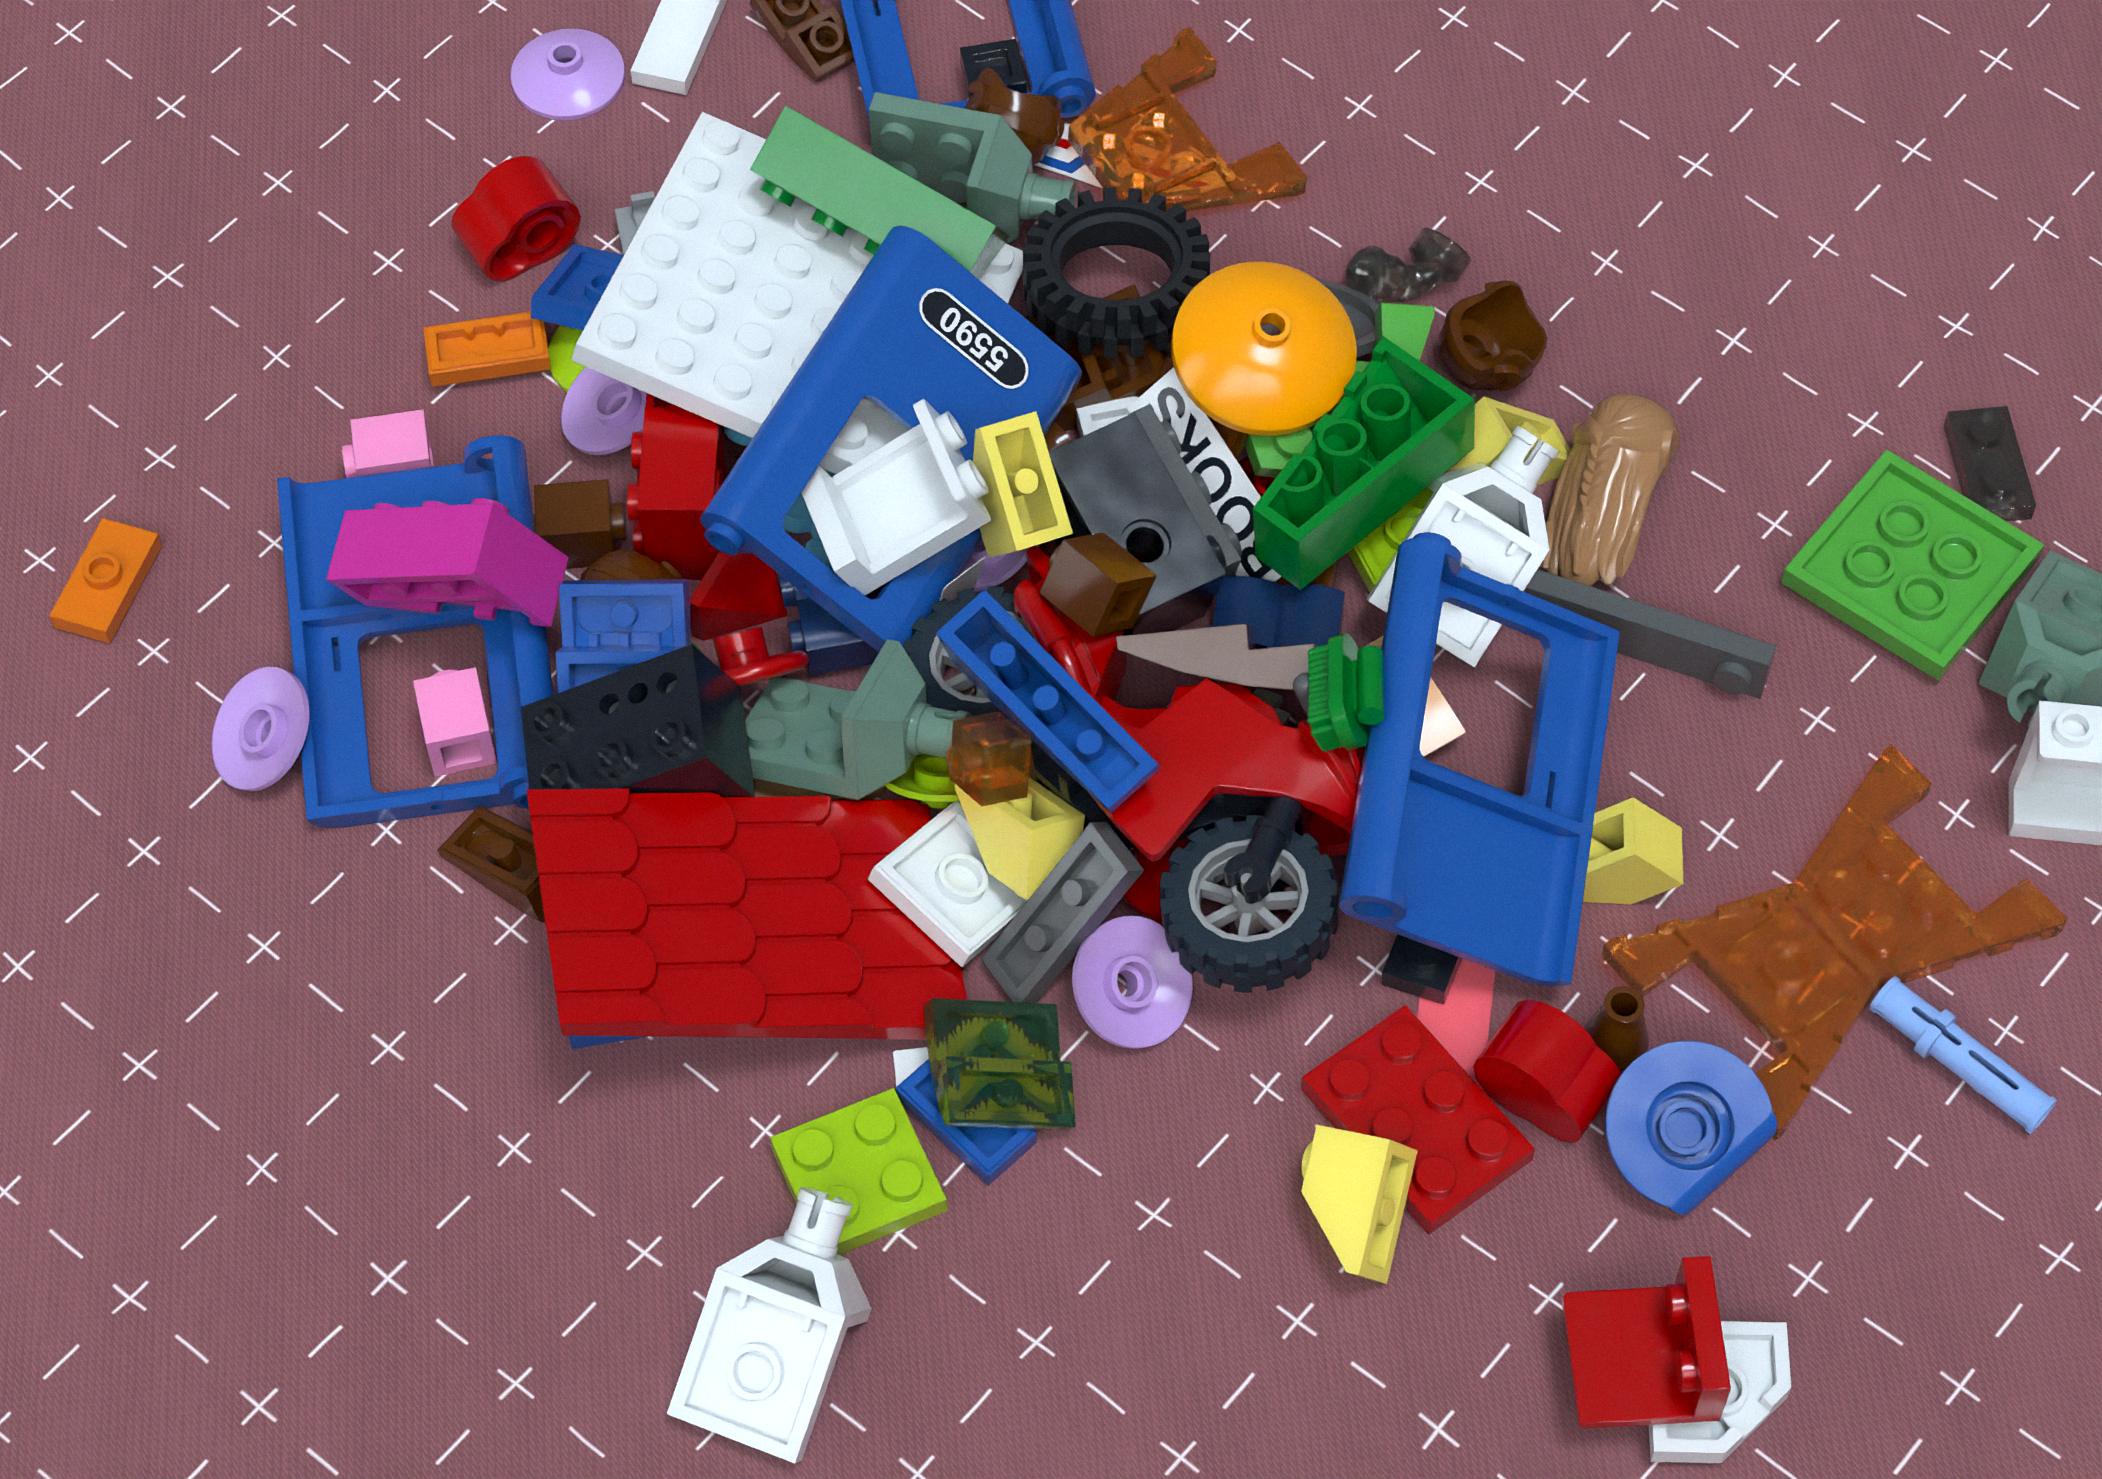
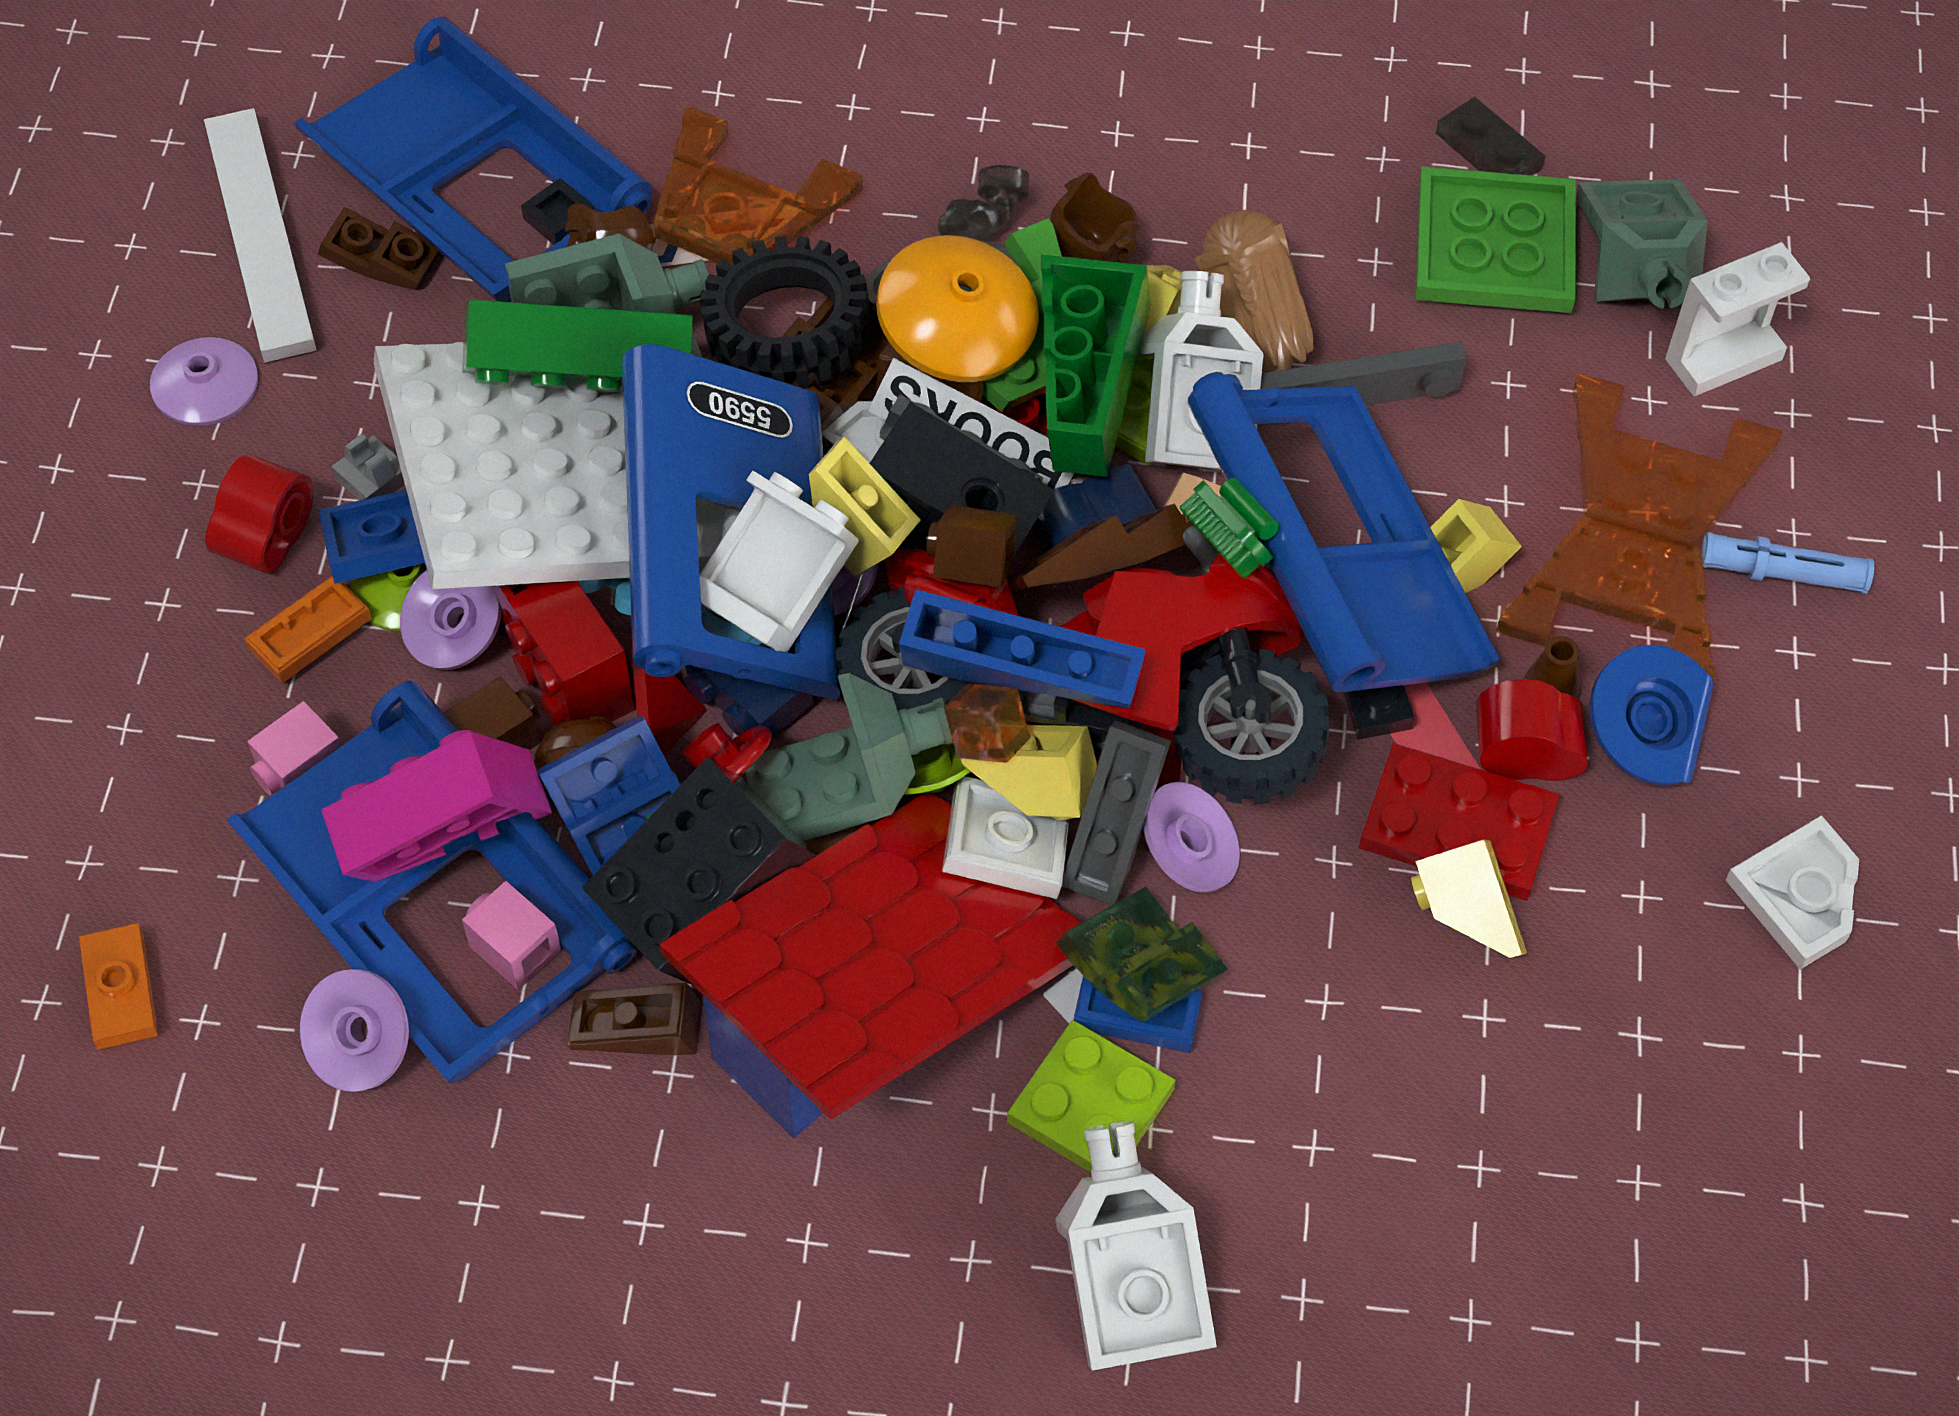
camera: 35 degrees left, 0 degrees up
(1648, 1352) = (1763, 884): red bracket -> none

